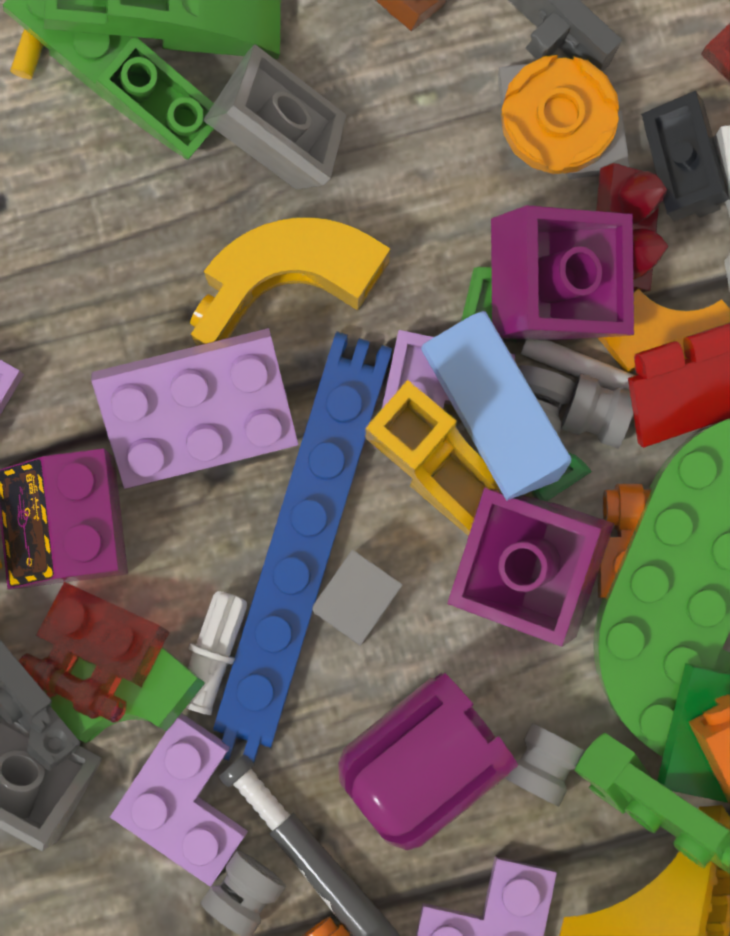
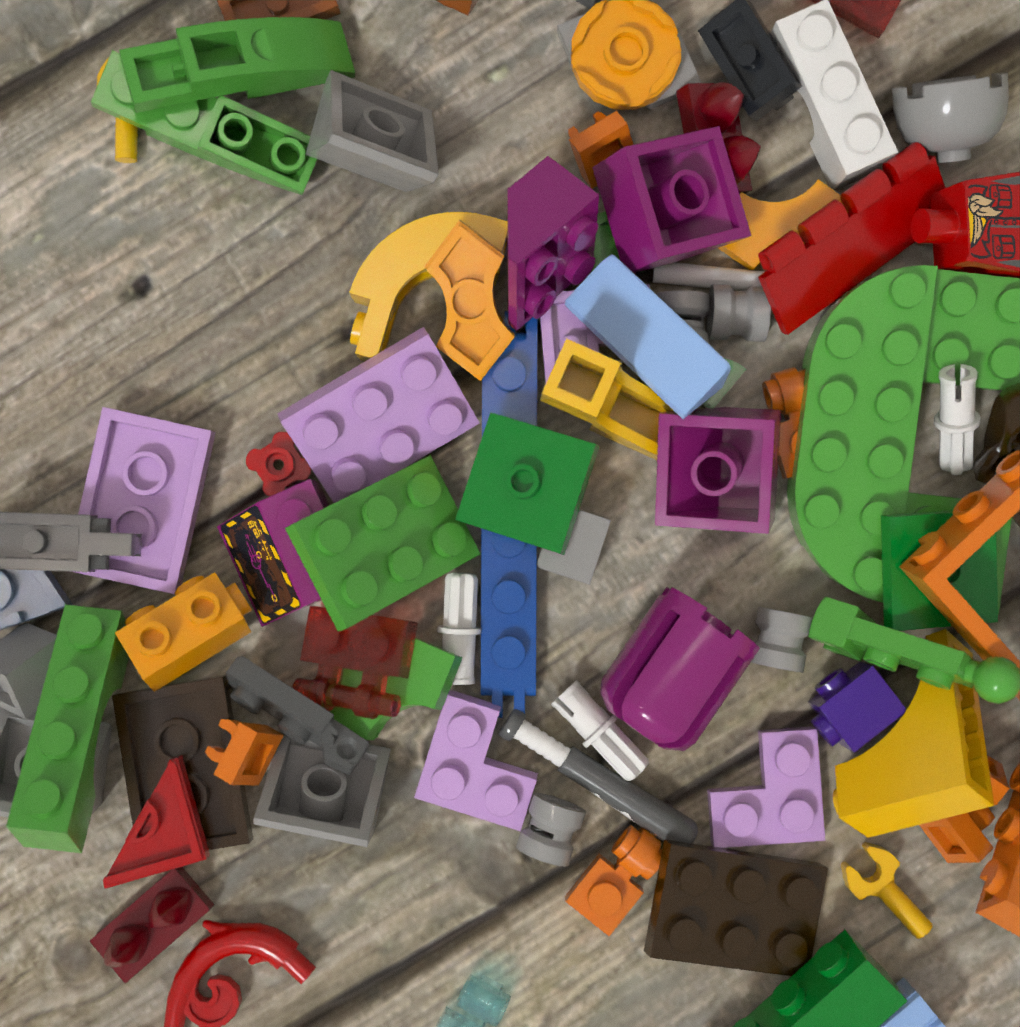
camera: 15 degrees left, 5 degrees up
(63, 417) = (263, 461): none -> red plate
(158, 537) = (382, 543): none -> bright green plate
(327, 520) = (527, 483): none -> green plate
(327, 805) = (600, 731): none -> white axle
(328, 288) = (466, 273): none -> light orange tile
(421, 276) = (548, 238): none -> magenta slope
(505, 194) = (598, 143): none -> orange tile
(602, 859) = (854, 706): none -> dark purple brick

